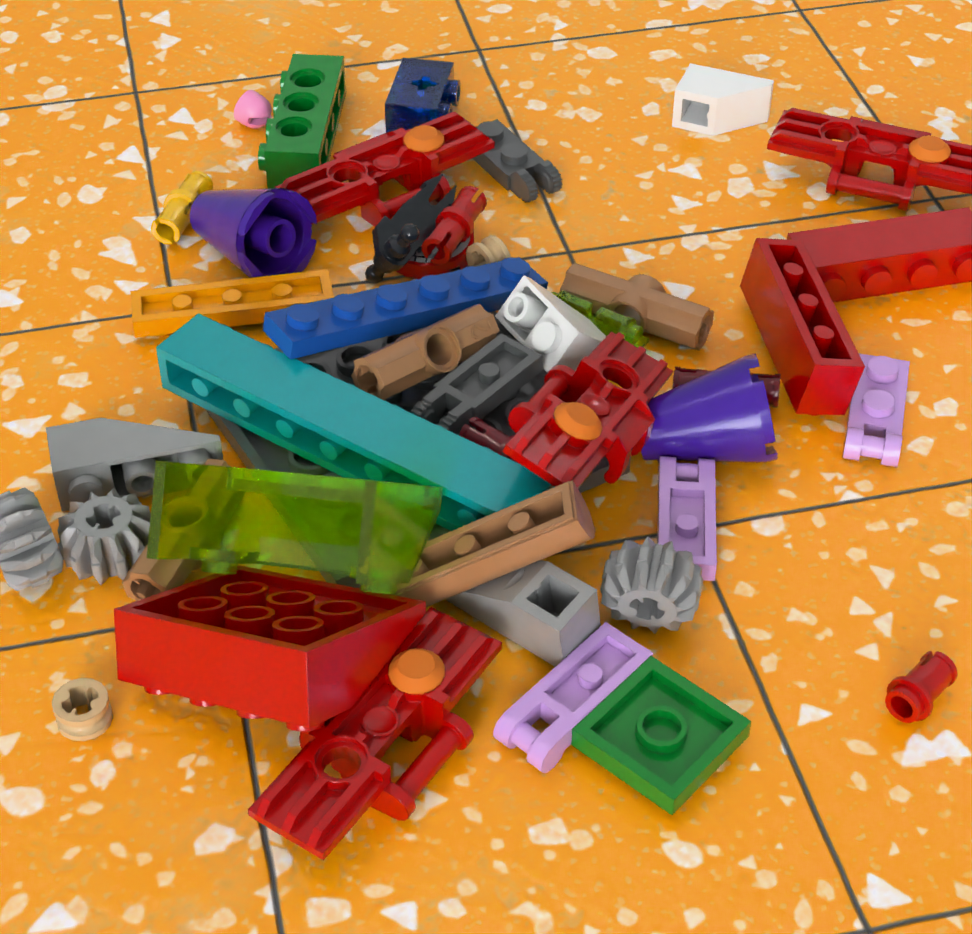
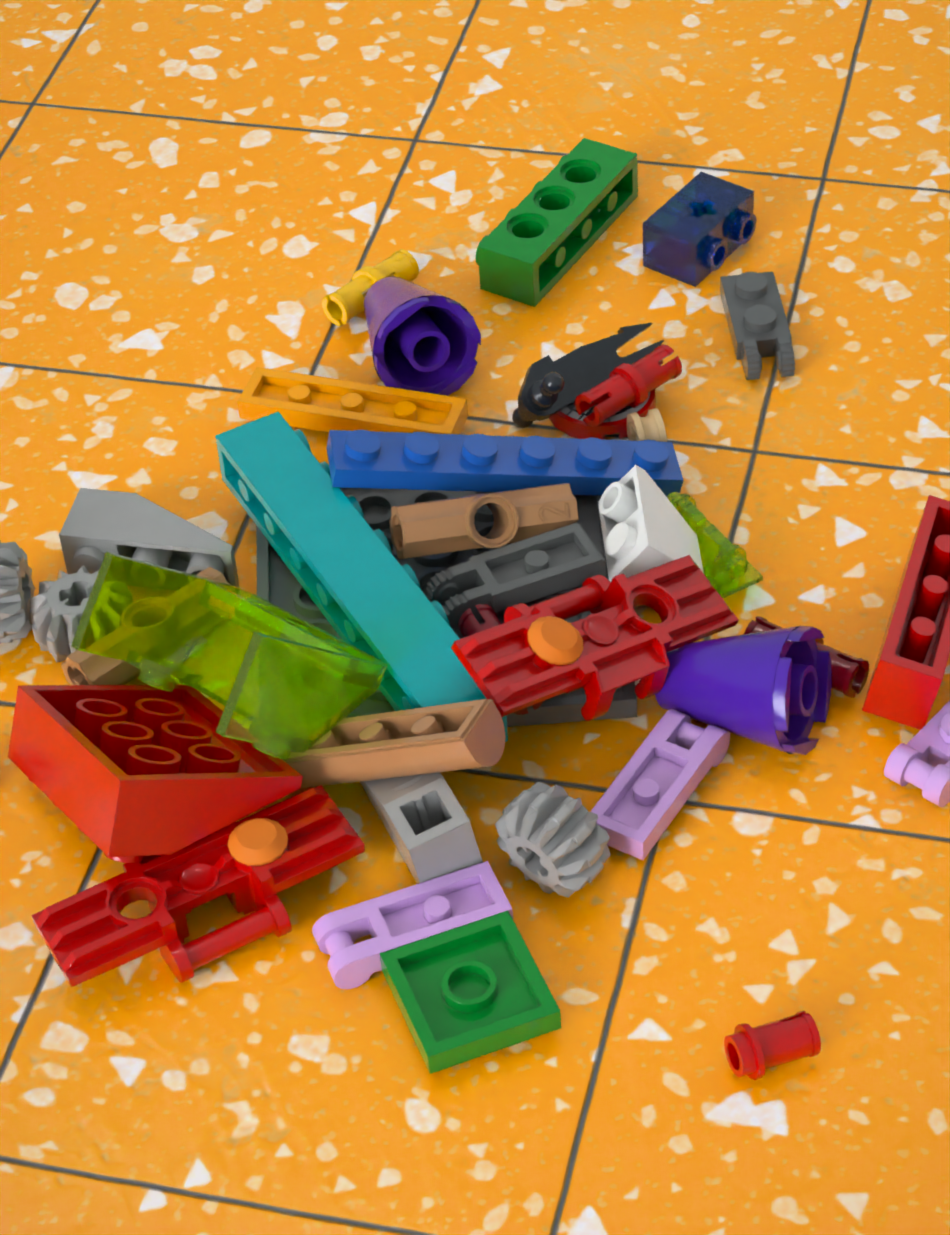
camera: 30 degrees right, 0 degrees up
(252, 110) = (511, 189): bright pink hinge -> none
(400, 154) = (634, 287): red piece -> none
(645, 301) = (771, 535): medium nougat piece -> none

